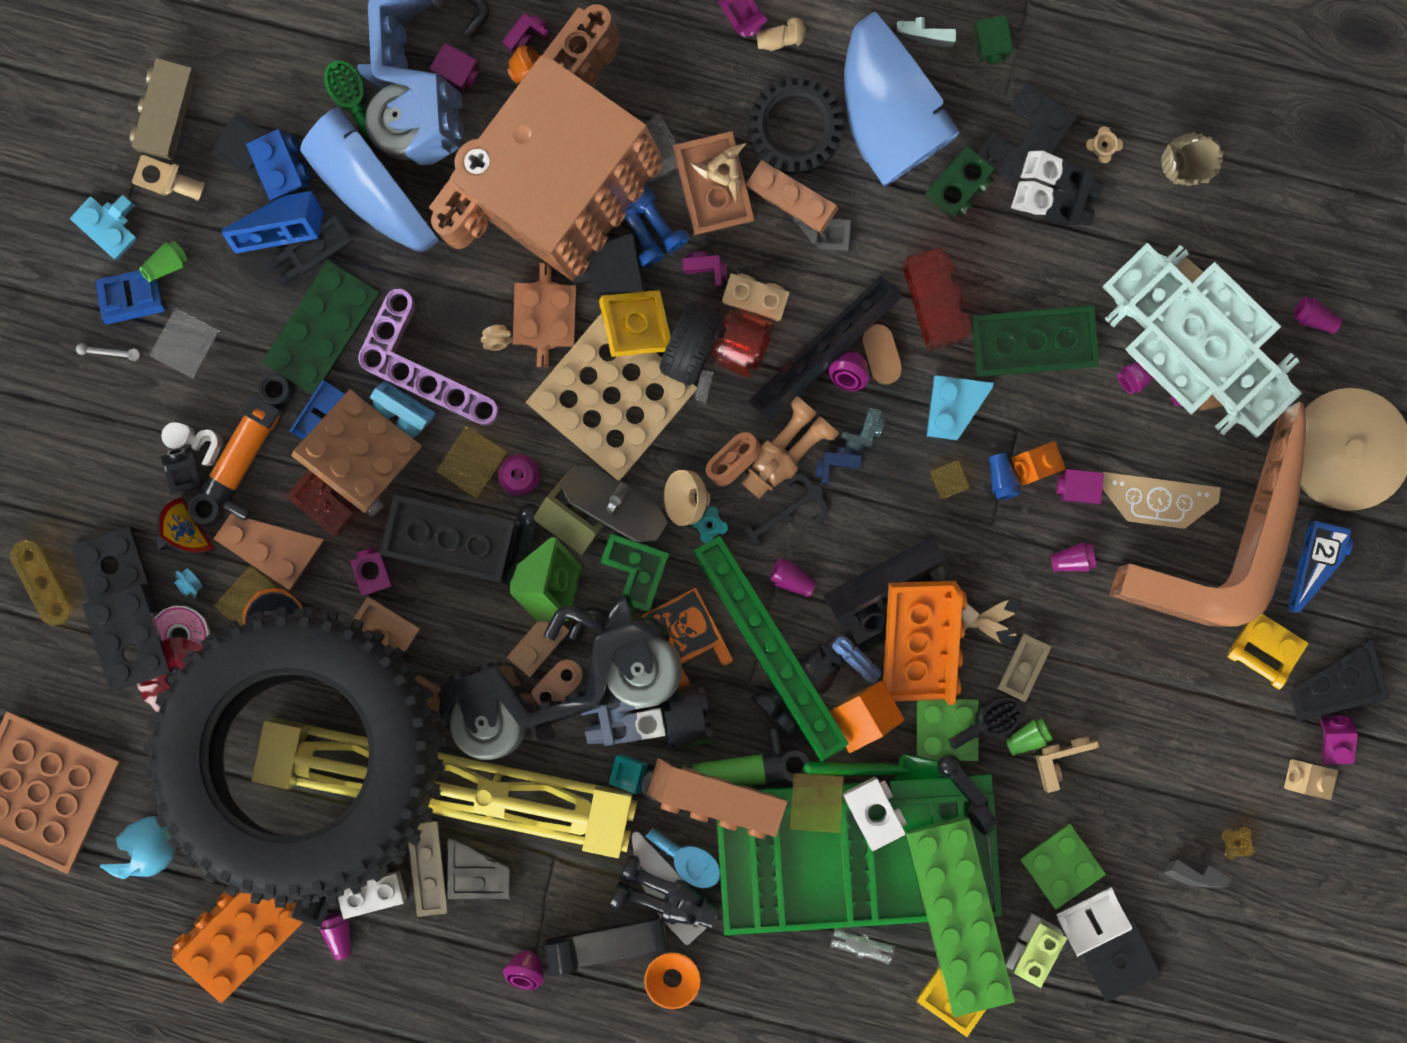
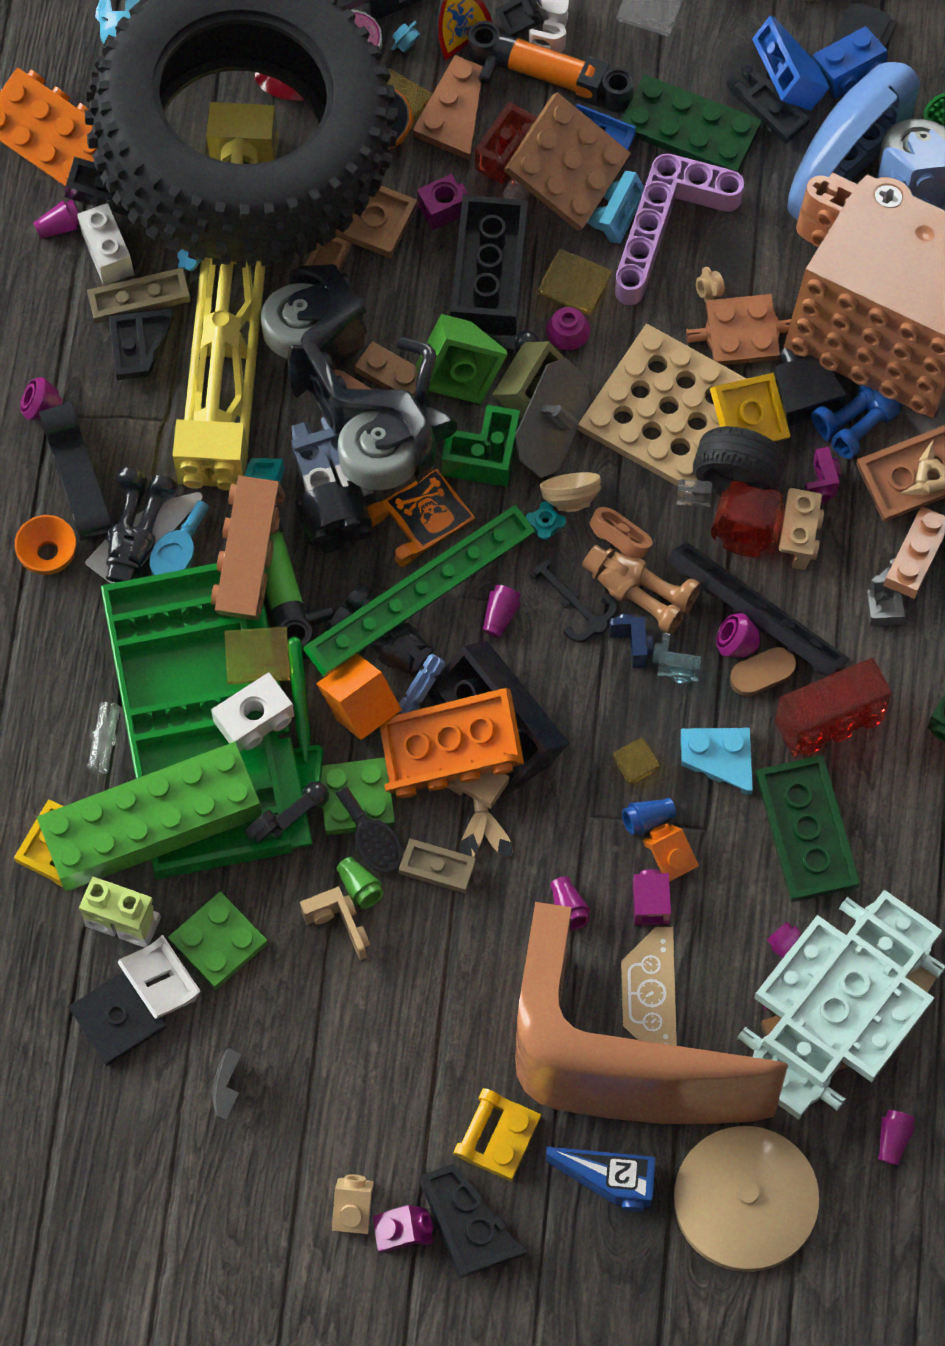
camera: 85 degrees right, 20 degrees down
(1245, 847) = (271, 1121): clear yellow plate -> none

